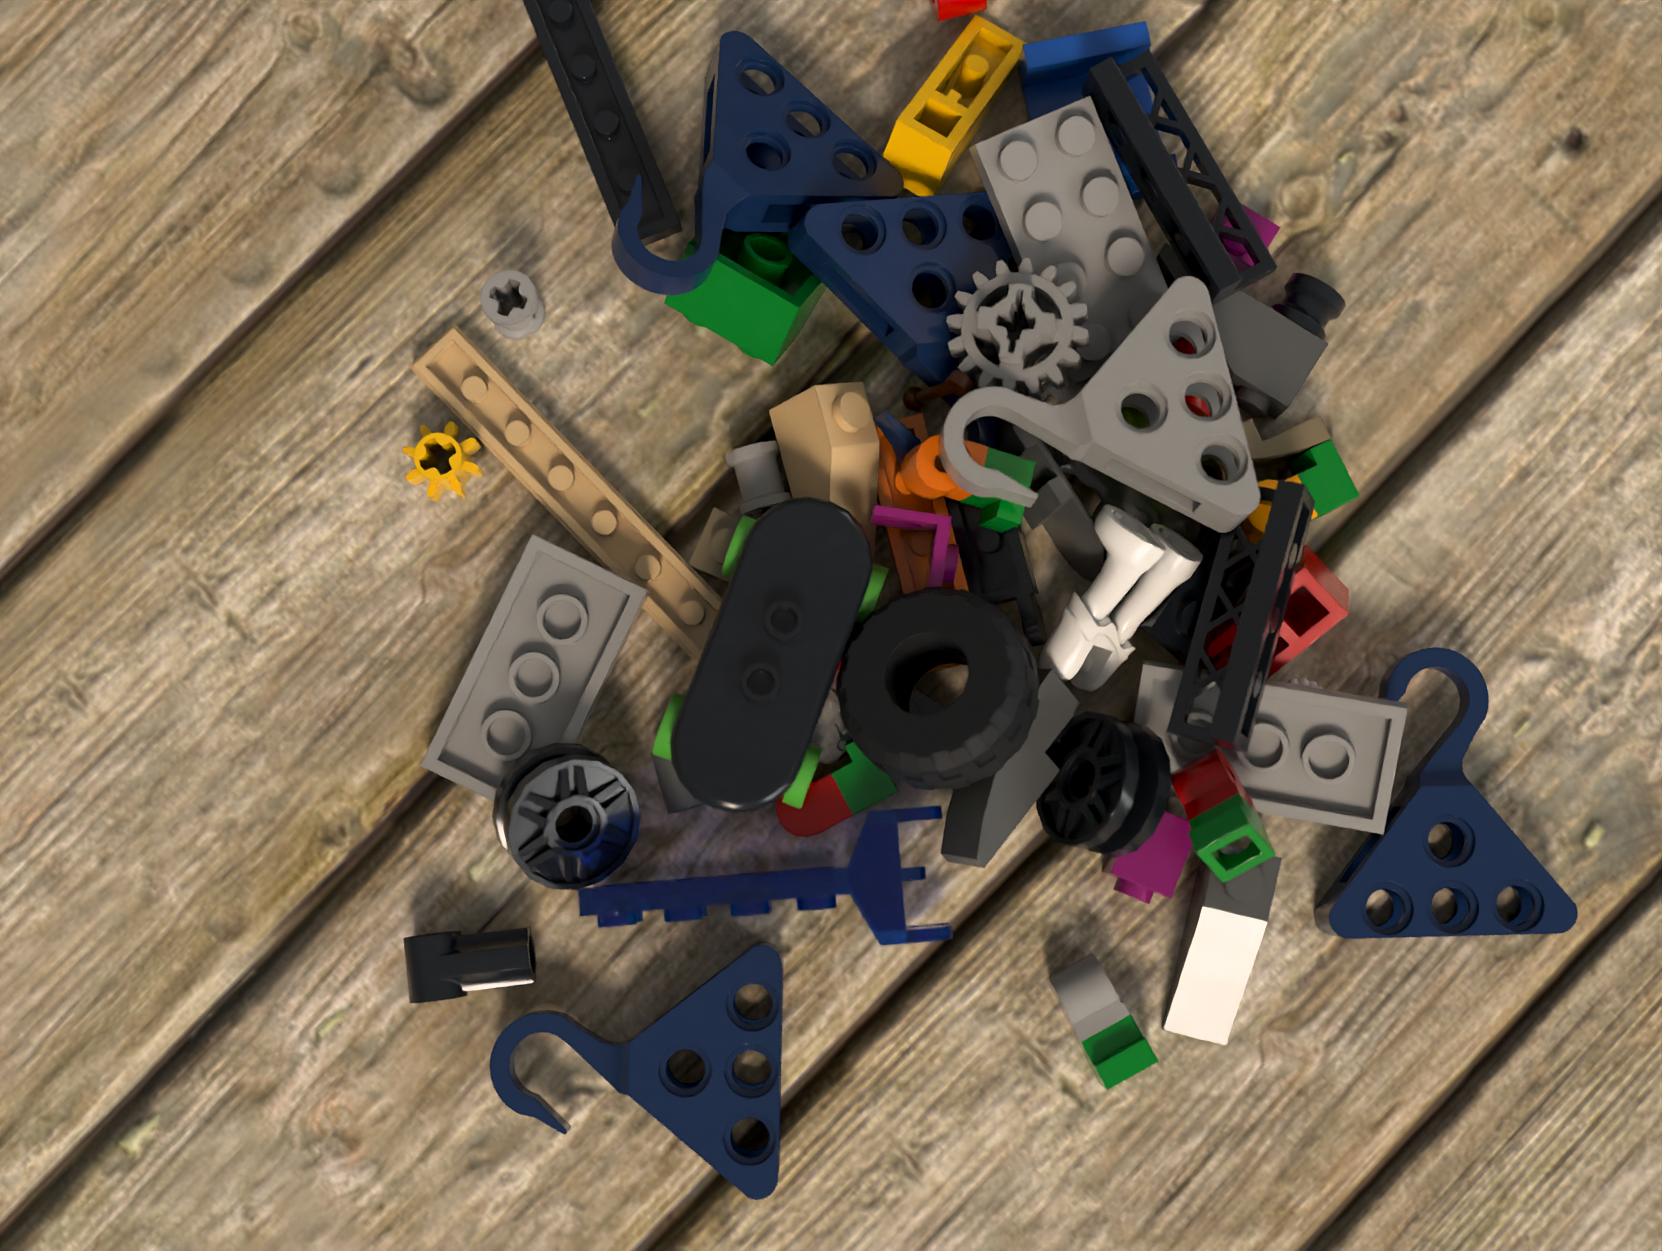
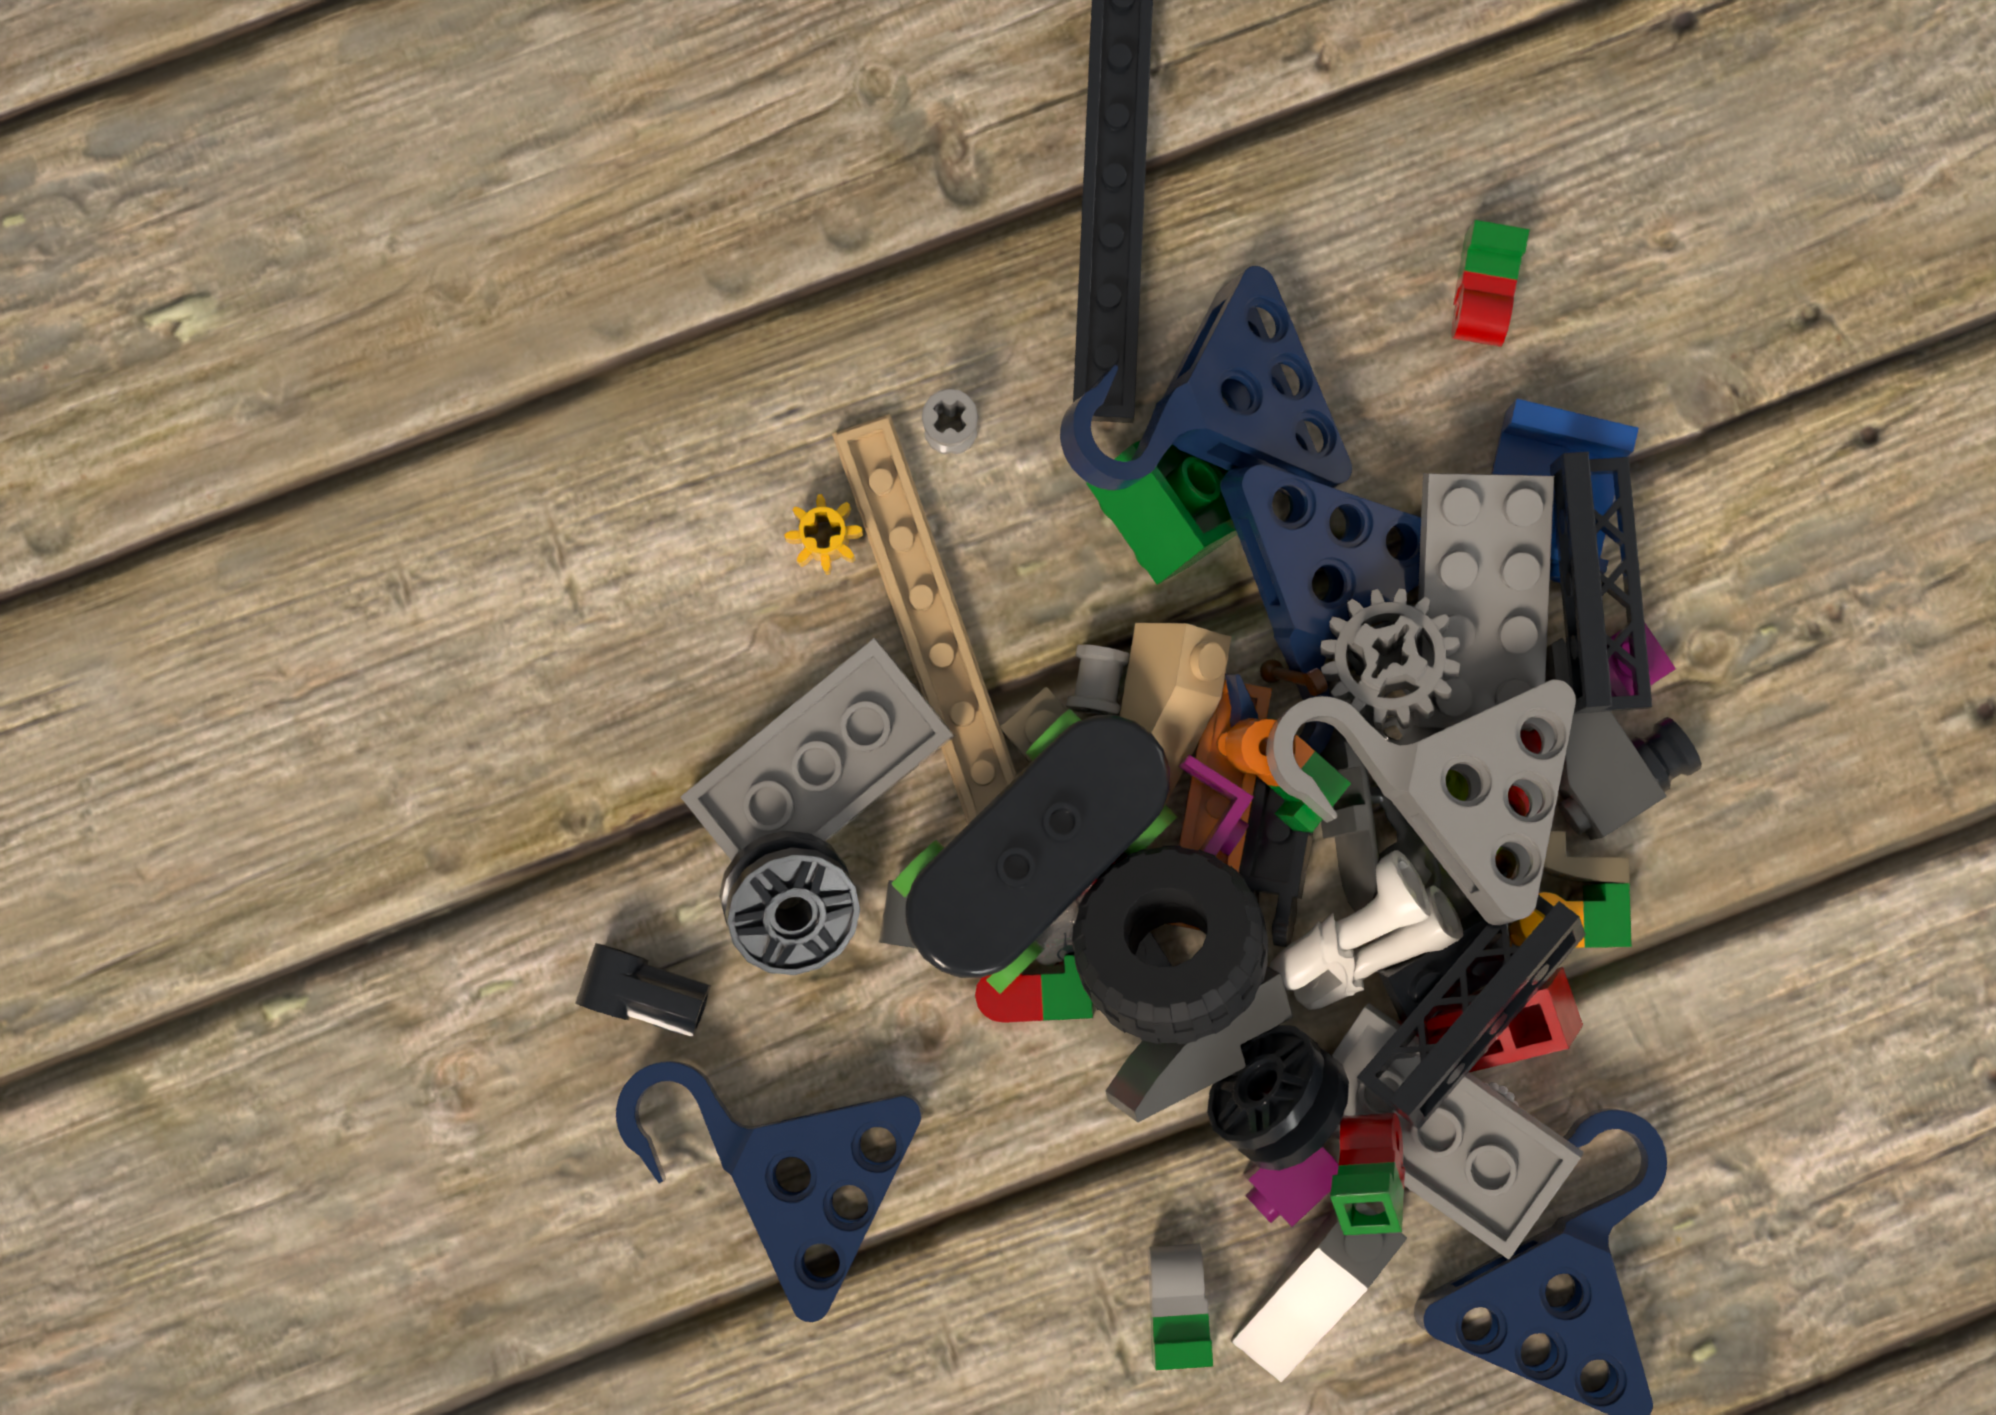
camera: 25 degrees right, 0 degrees up
(870, 877) = (1033, 1082): clear blue hinge -> none
(952, 106) = (1429, 422): yellow slope -> none

